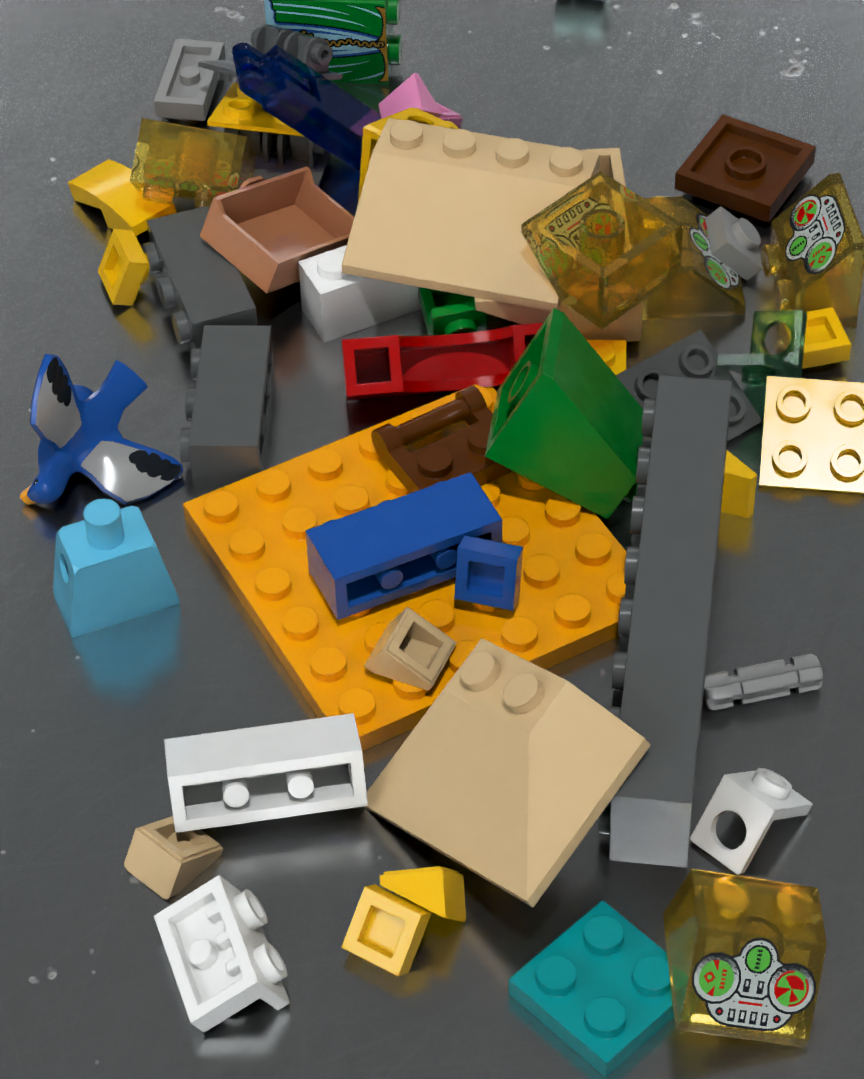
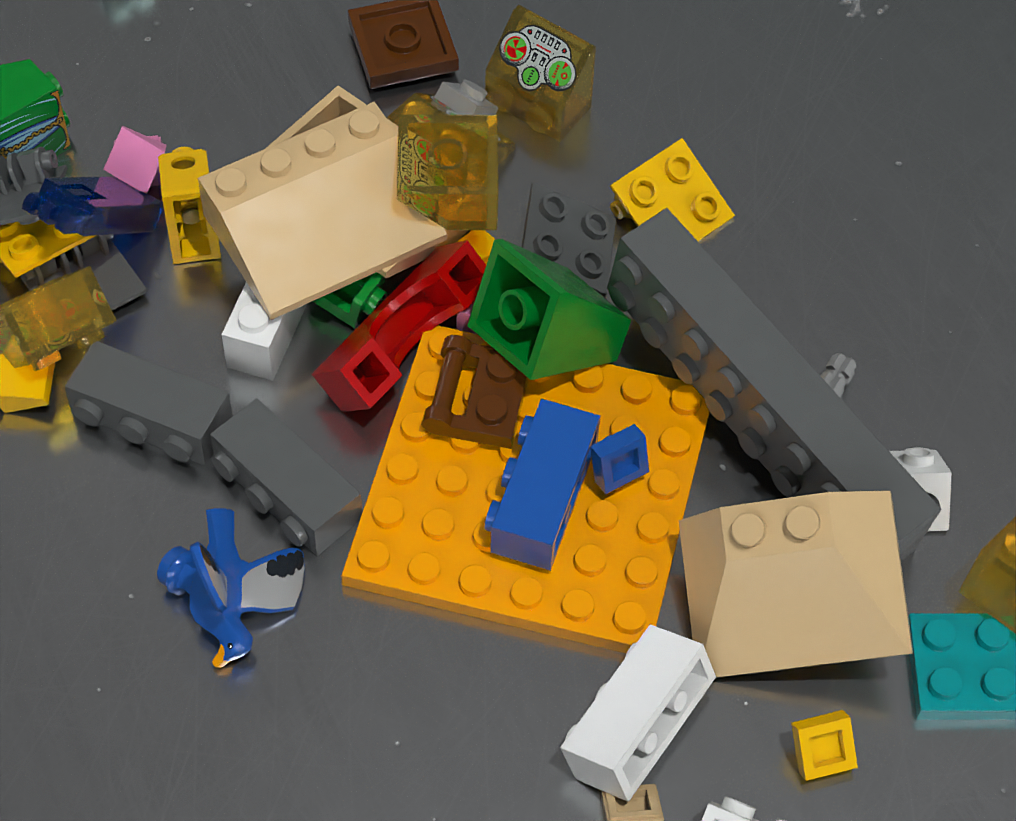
camera: 50 degrees left, 10 degrees up
(109, 569) = (371, 656): medium azure torso -> none
(123, 267) = (76, 435): yellow plate -> none
(274, 226) = (173, 319): nougat container -> none
(411, 651) = (624, 553): tan slope -> none
(430, 887) = (816, 697): yellow slope -> none
(761, 363) = (588, 178): clear green bracket -> none
(824, 338) = (588, 134): yellow plate -> none

